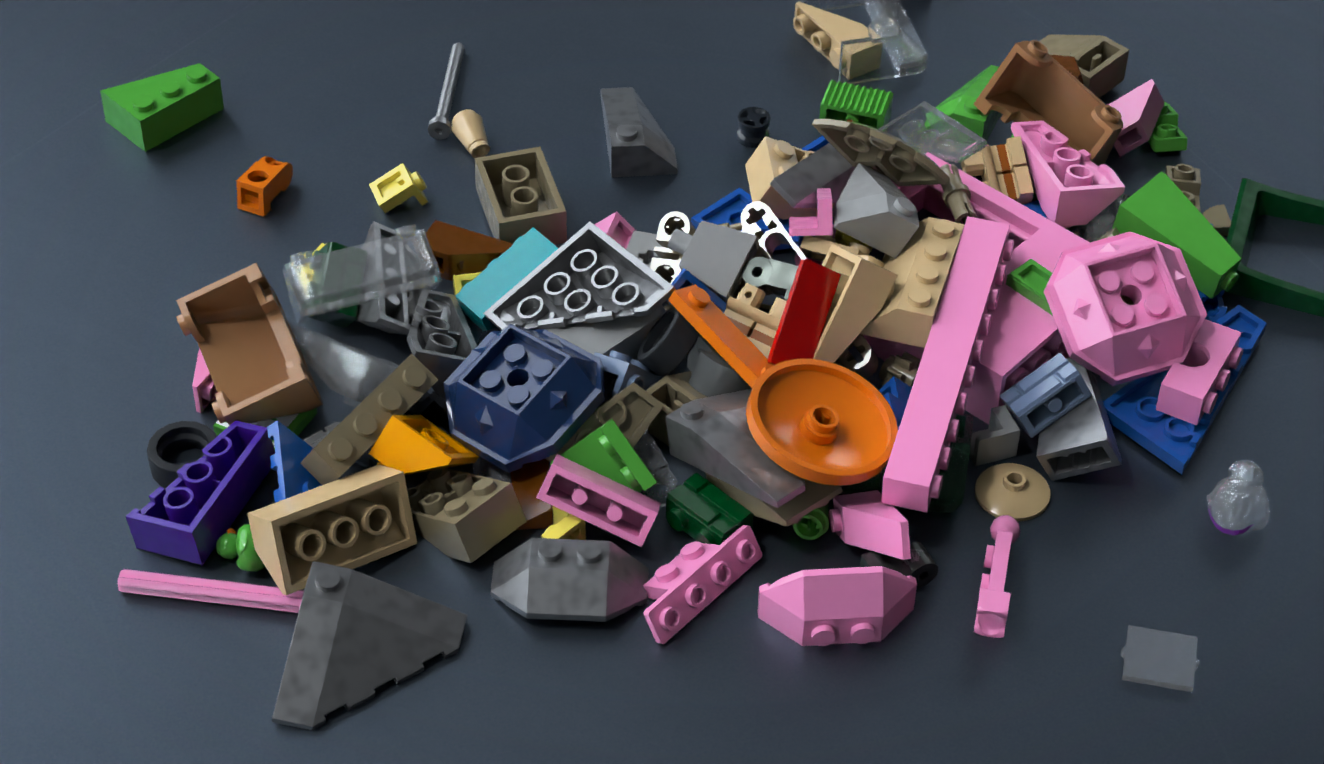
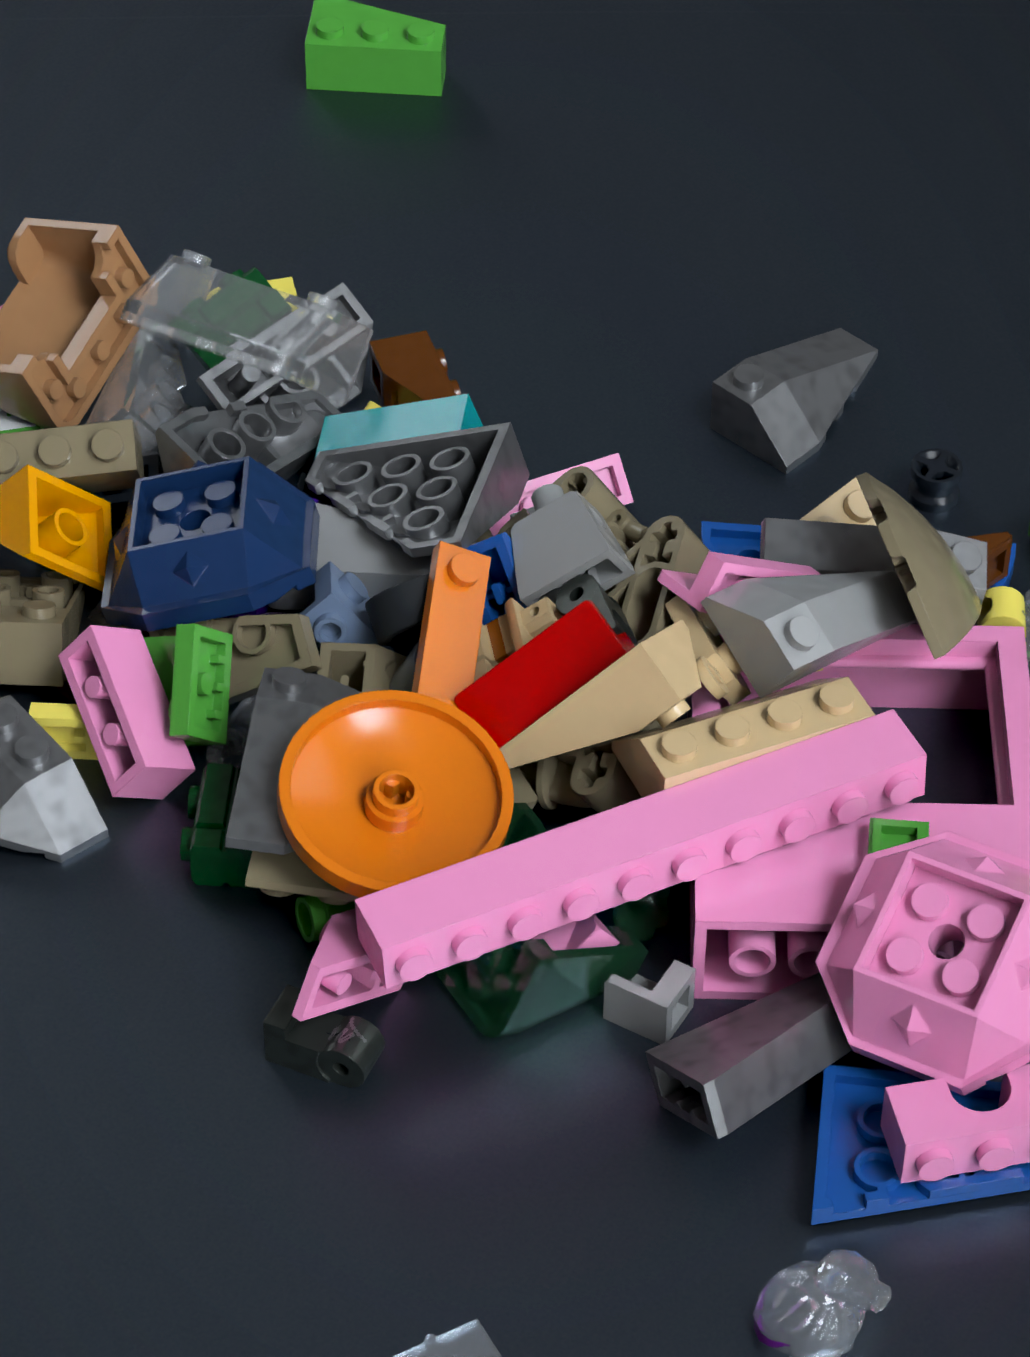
camera: 50 degrees right, 0 degrees up
(262, 184) = (345, 186): orange leg -> none
(397, 187) = (465, 278): light yellow bracket -> none
(440, 126) = (605, 250): flat silver bar -> none
(470, 131) = (624, 276): tan cone -> none
(520, 195) = (549, 372): dark tan brick -> none
(696, 580) = (120, 878): bright pink bracket -> none
(837, 604) = (204, 1026): bright pink wedge -> none
(957, 195) = (956, 691): dark tan pin -> none
(993, 601) = (409, 1138): bright pink plate -> none
(1012, 491) = (592, 1094): tan dish -> none
(1045, 395) = (735, 989): sand blue brick -> none

